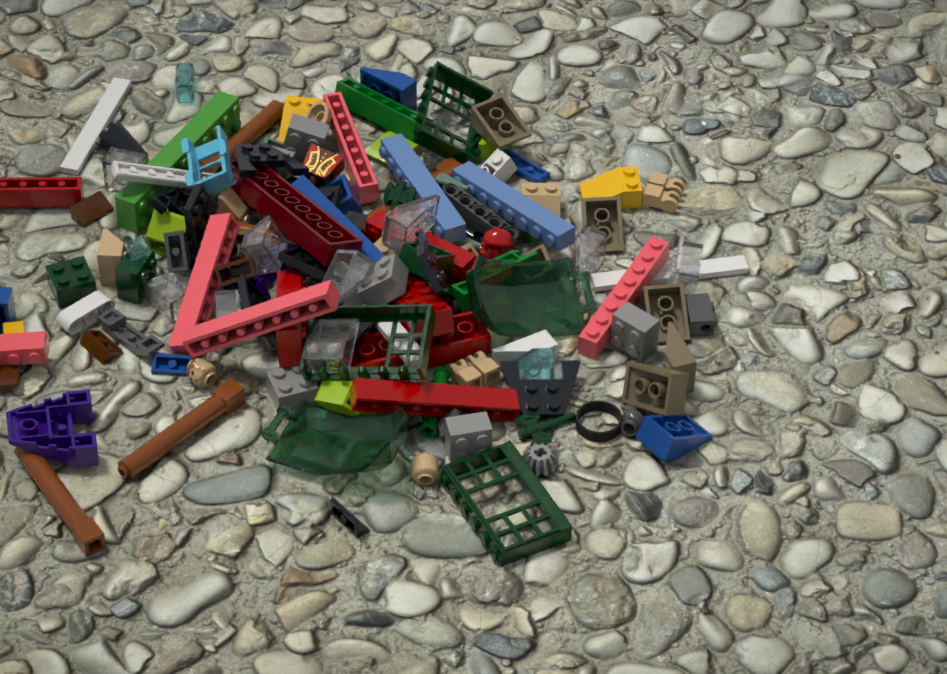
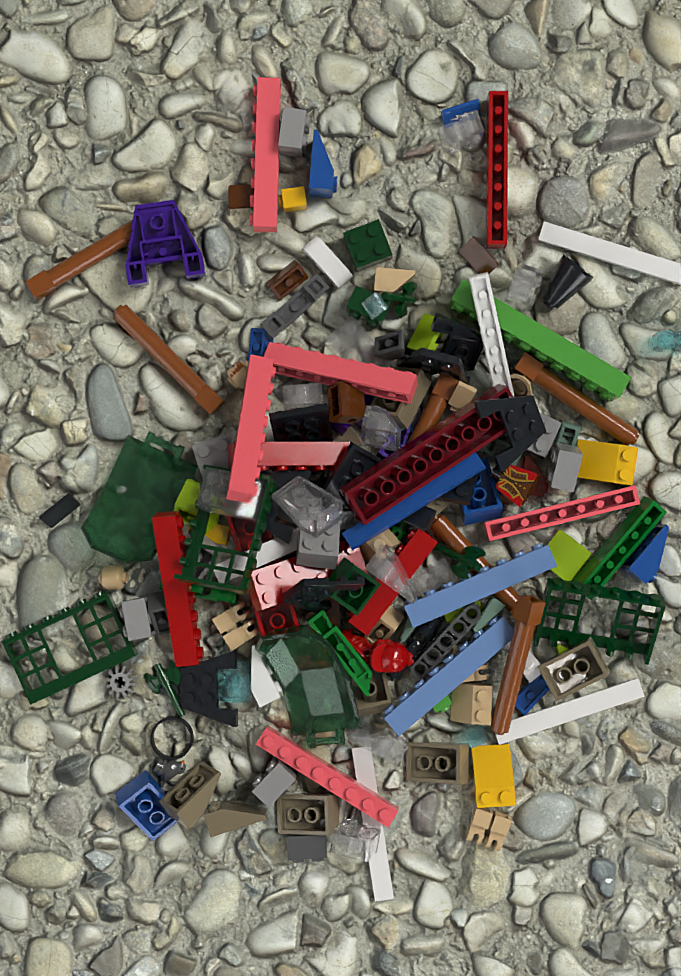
camera: 90 degrees right, 45 degrees up
(195, 155) = (521, 352): medium azure piece -> none
(320, 112) = (594, 480): tan piece -> none
(497, 159) = (527, 615): none -> dark orange brick
(546, 150) = (572, 709): none -> white tile
(571, 202) = (475, 735): none -> clear light blue plate

